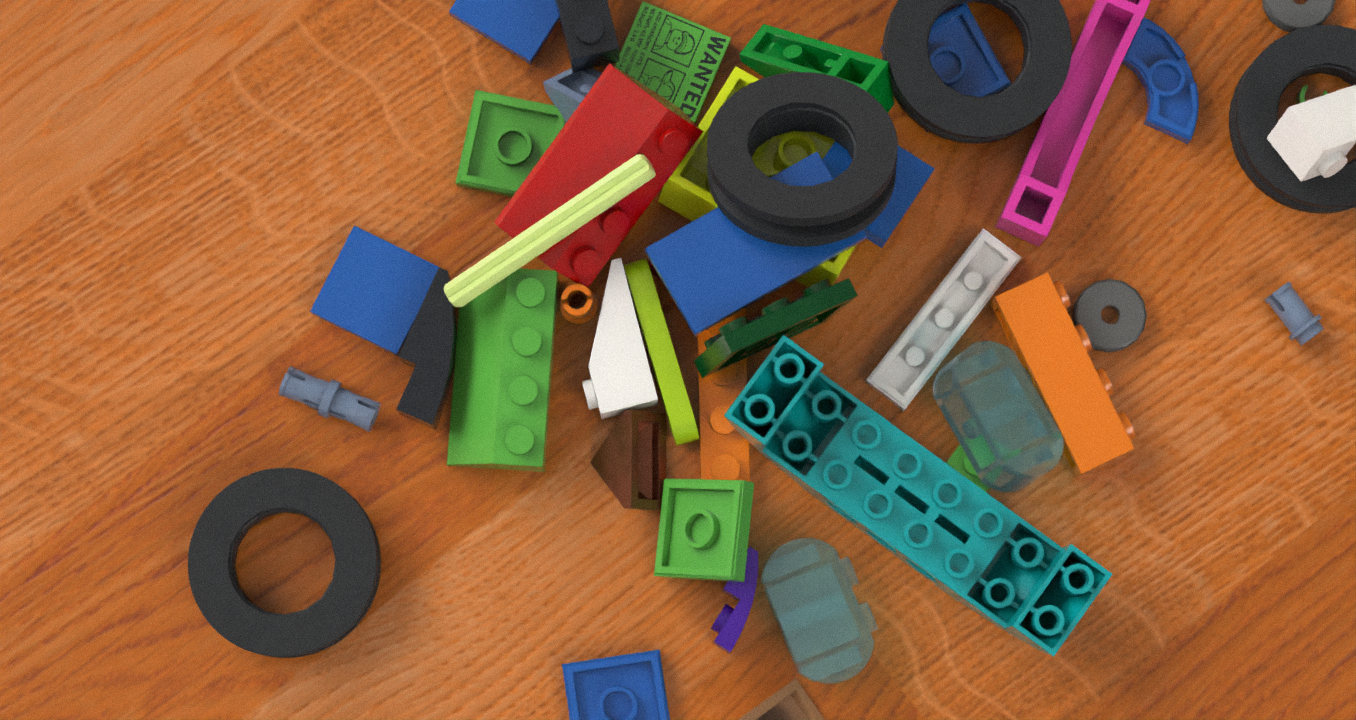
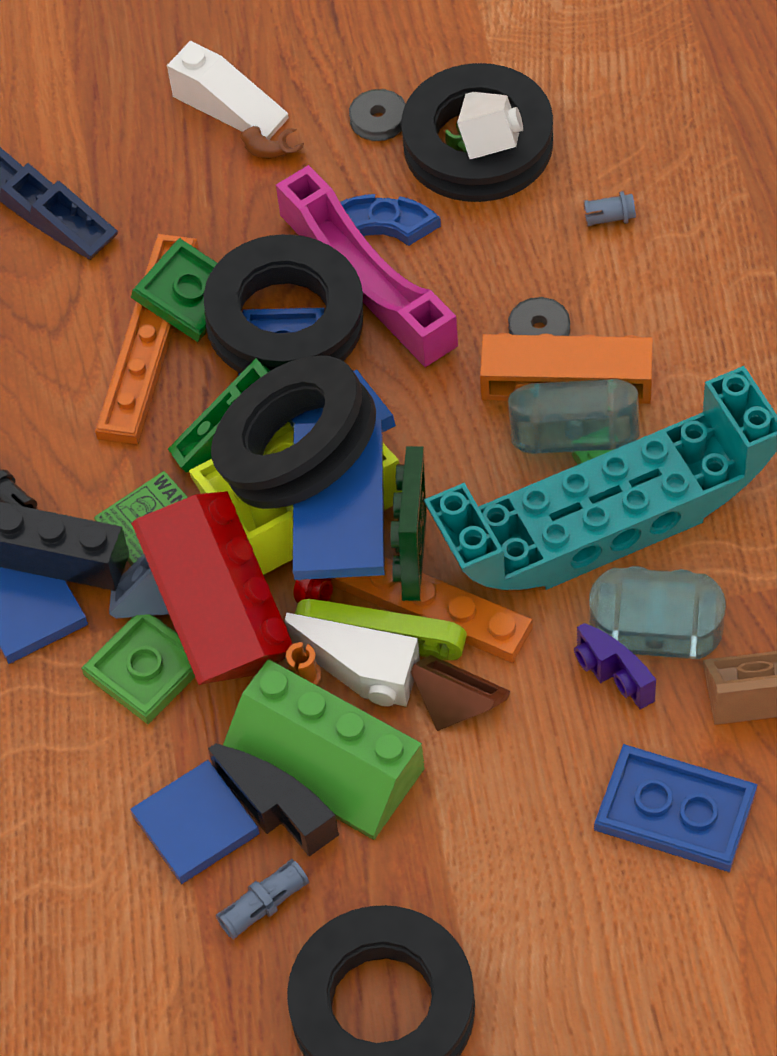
camera: 50 degrees left, 25 degrees down
(549, 230) = (234, 637): yellowish green axle -> none
(704, 529) = (543, 658): bright green tile -> none
(943, 319) = (474, 430): white tile -> none

